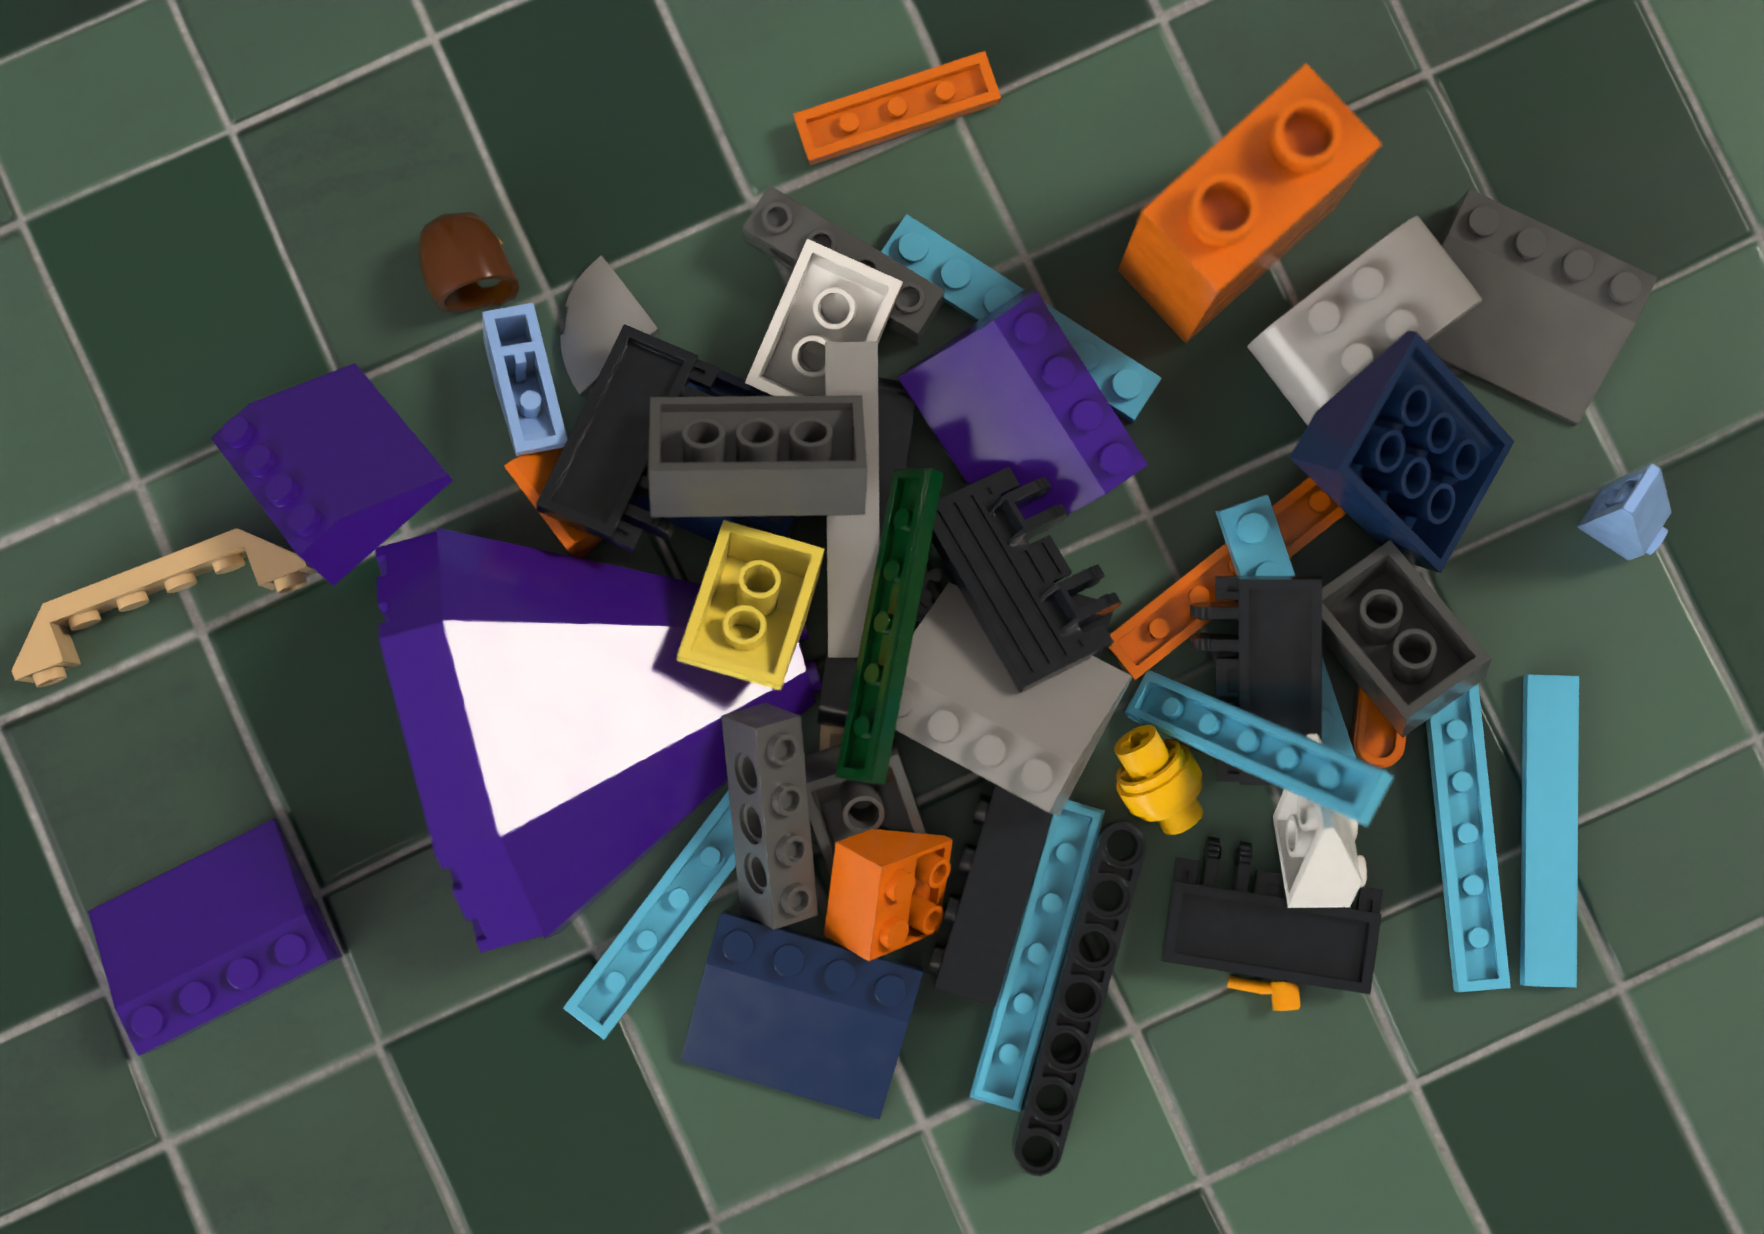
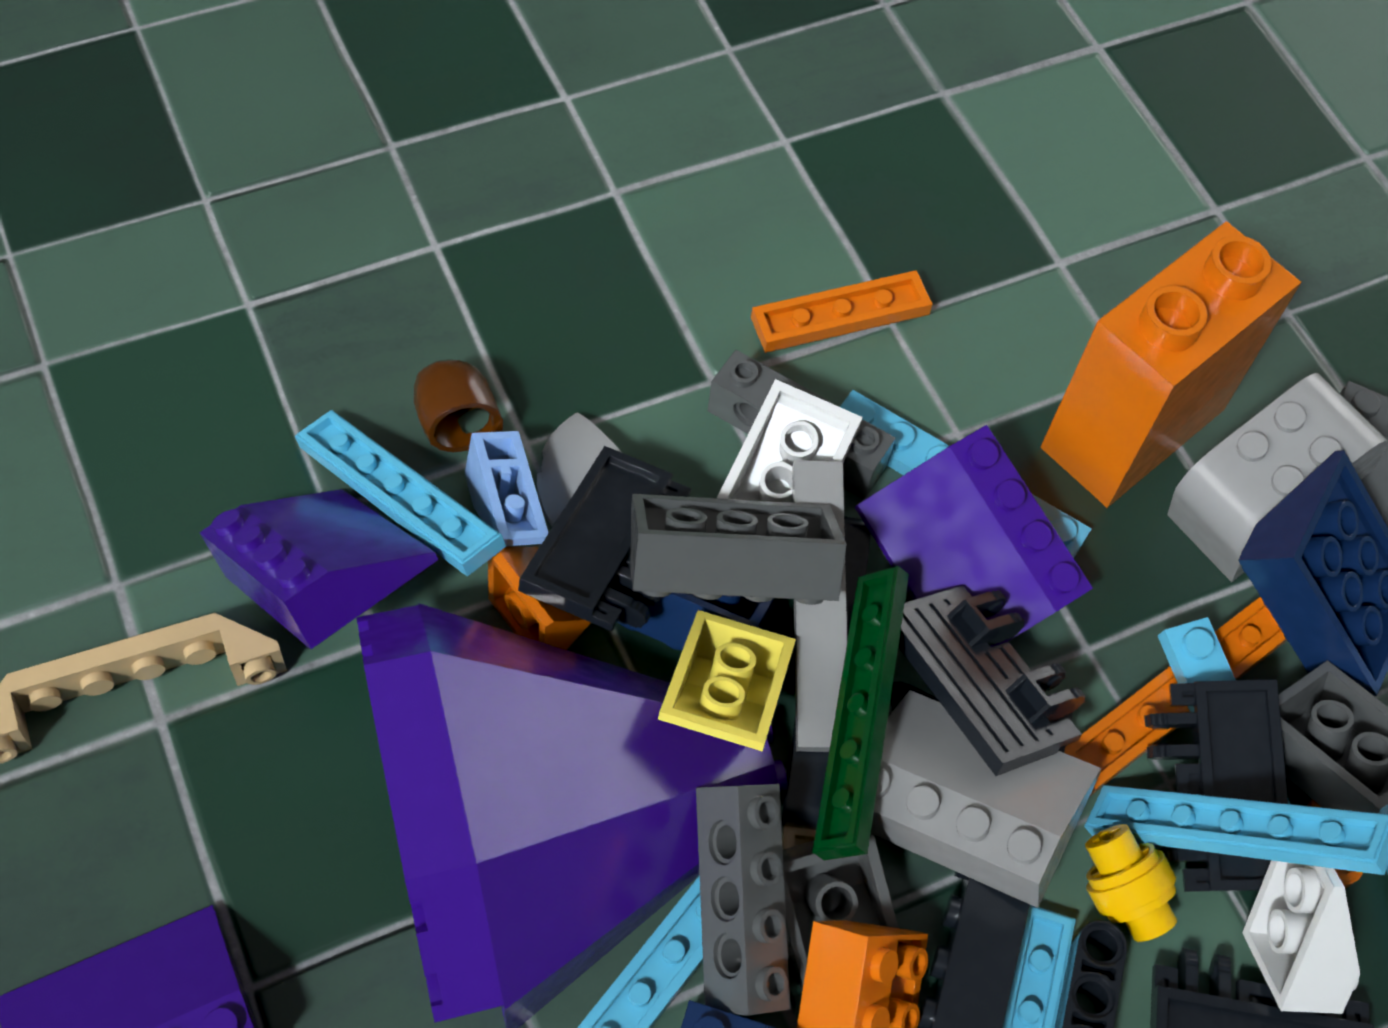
camera: 10 degrees left, 25 degrees down
(410, 383) = (401, 493): none -> medium azure tile

